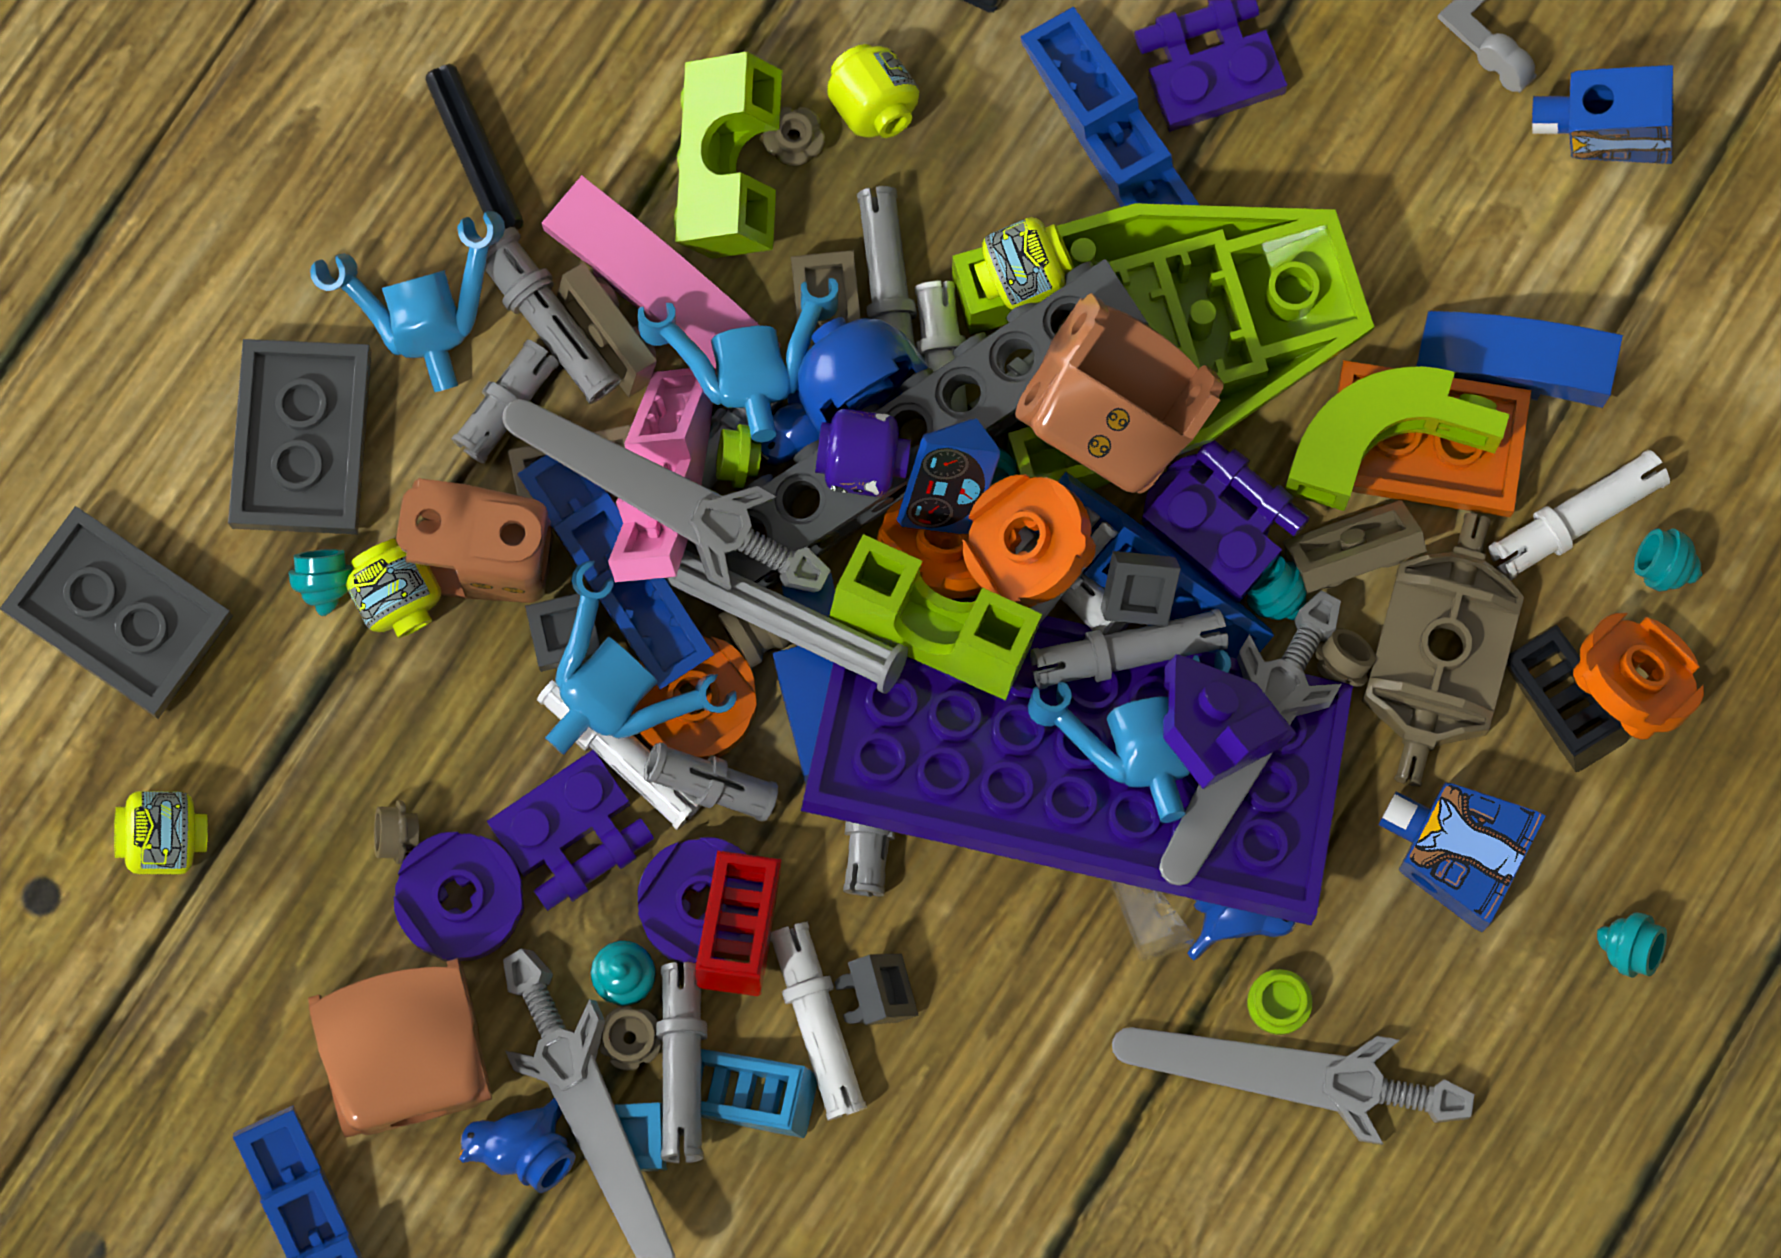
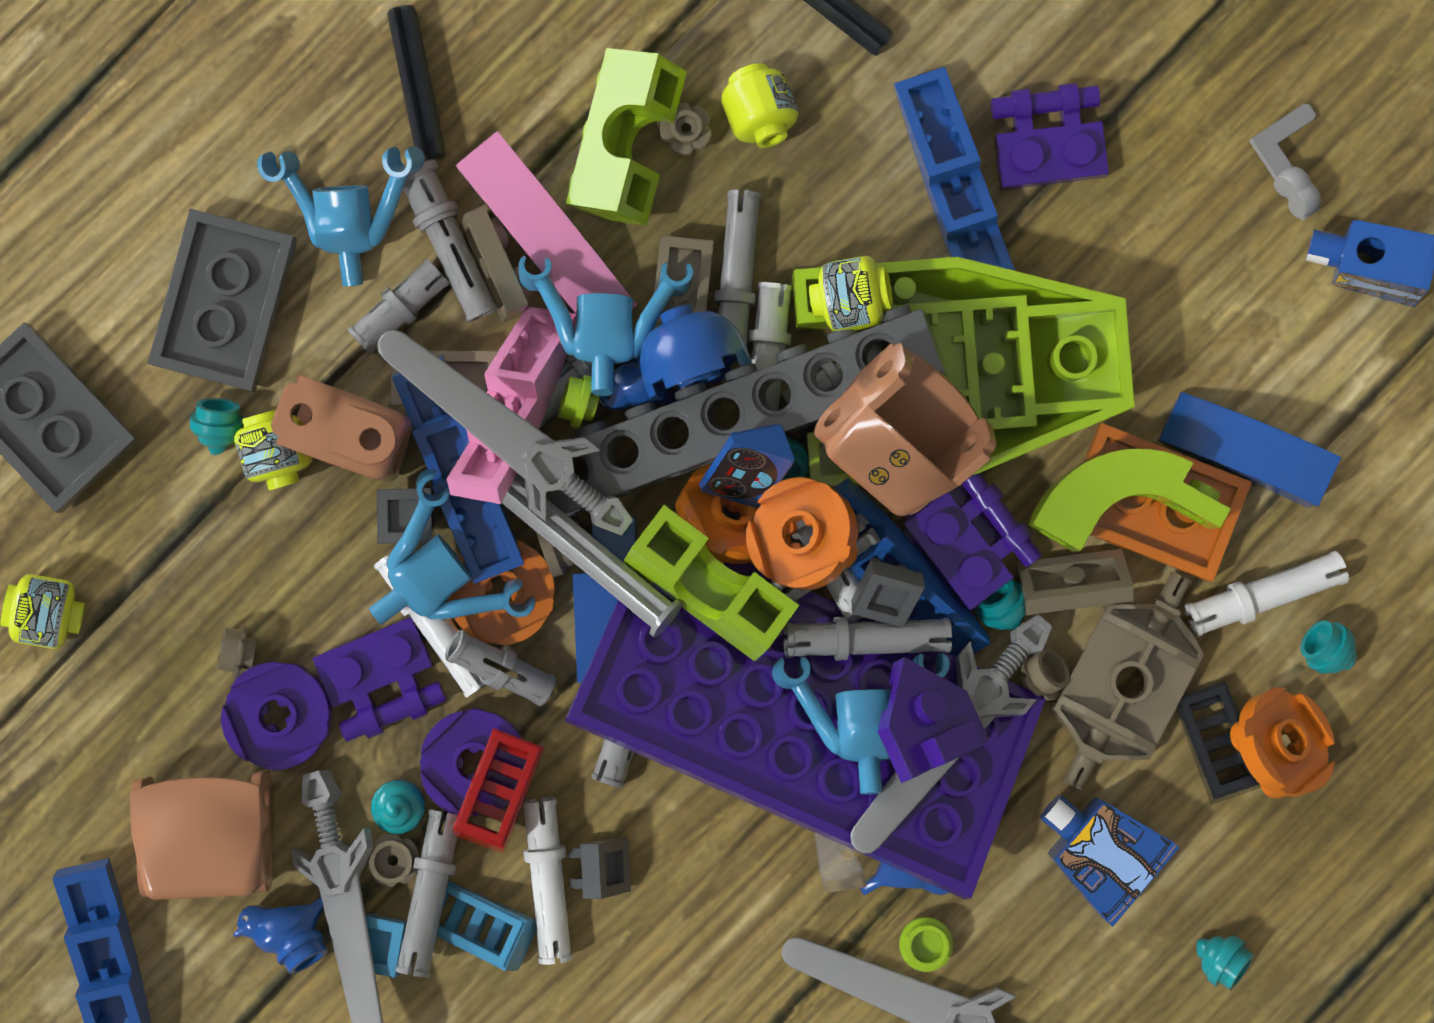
camera: 10 degrees right, 10 degrees up
(861, 452) = (678, 430): dark purple head -> none

